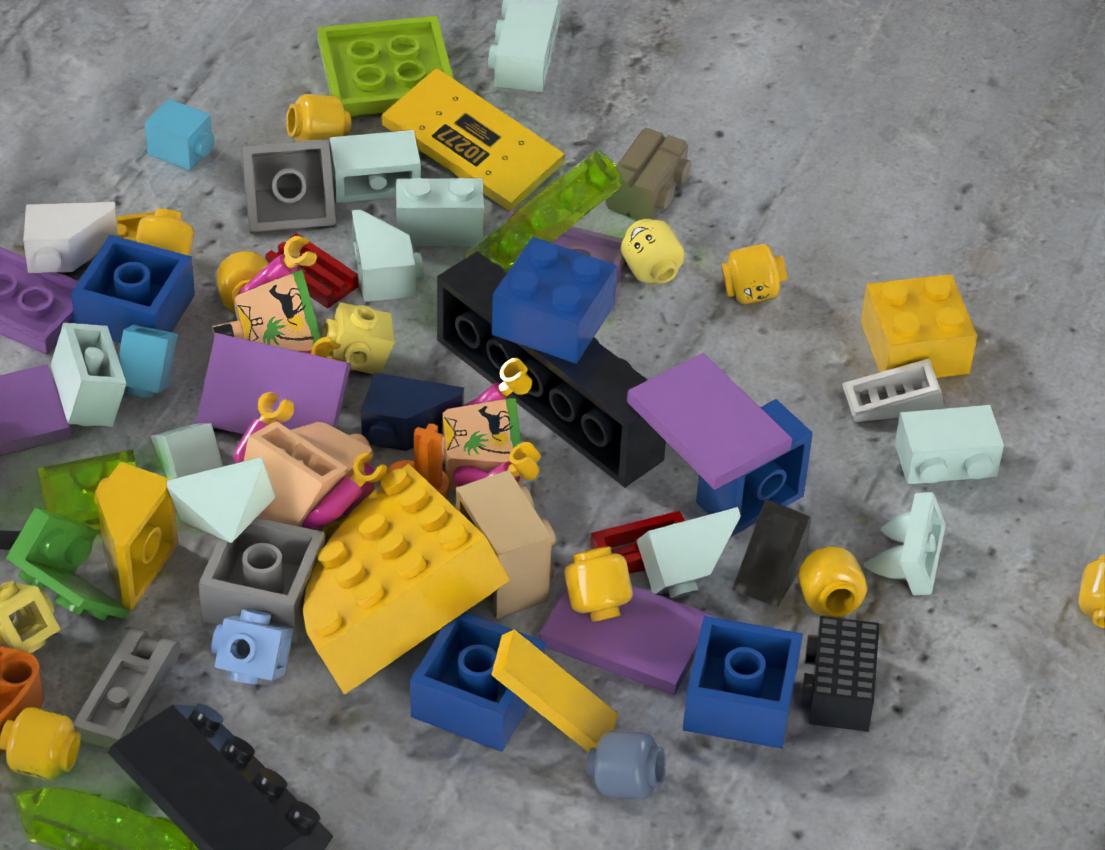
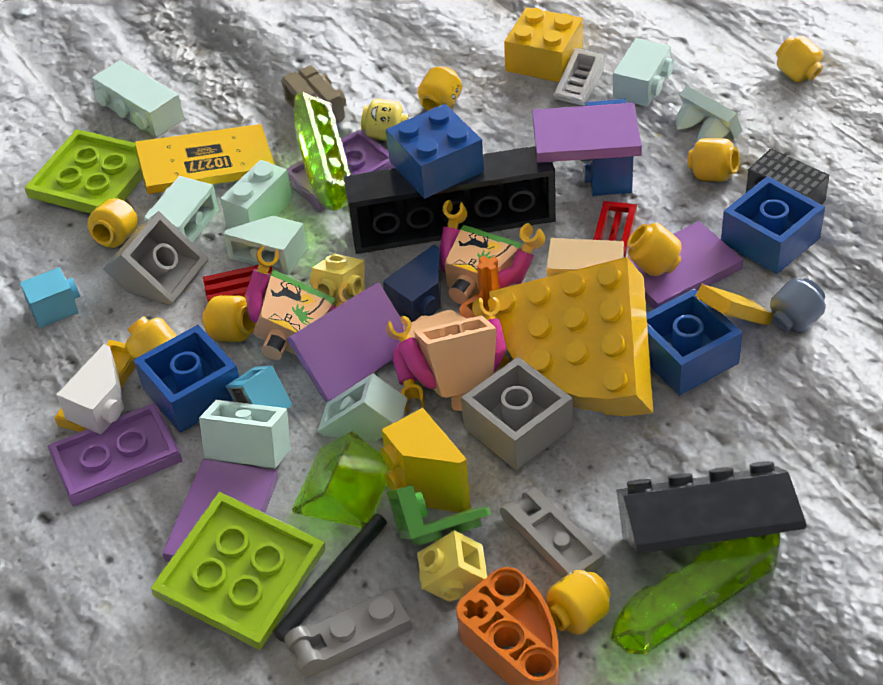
camera: 50 degrees left, 0 degrees up
(223, 498) = (458, 392): light aqua slope -> none
(252, 646) = (574, 444): light blue brick -> none
(685, 552) = (648, 201): light aqua slope -> none
(773, 553) = (673, 172): clear smoke slope -> none

